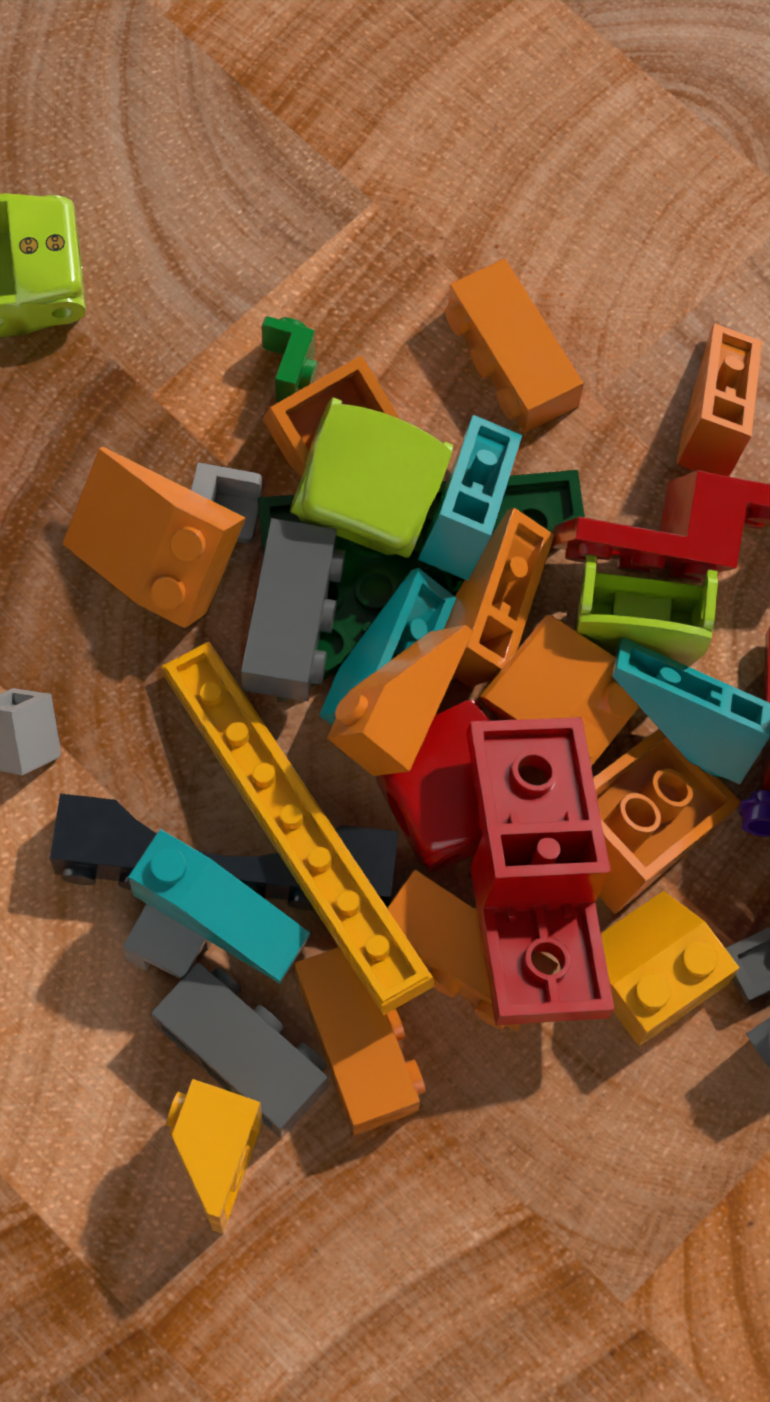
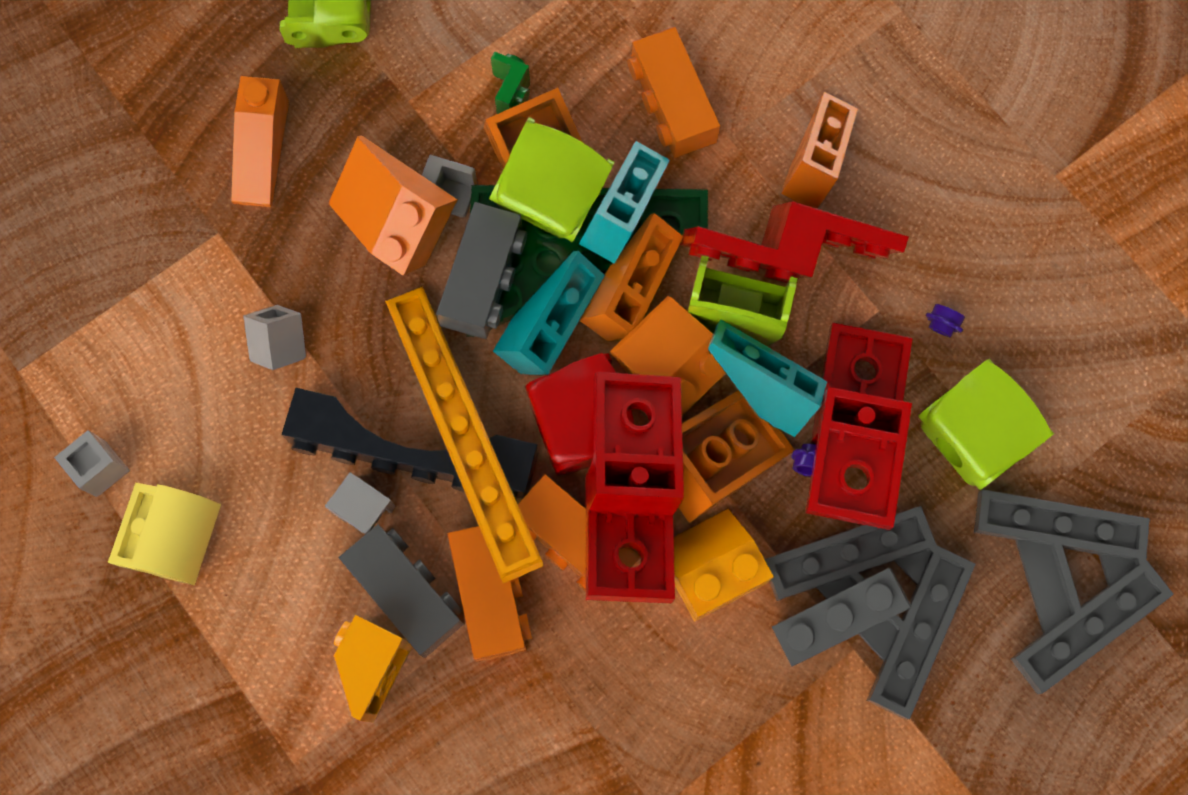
camera: 10 degrees right, 5 degrees up
(216, 906) = (394, 486): teal slope -> none
(392, 709) = (541, 355): orange slope -> none

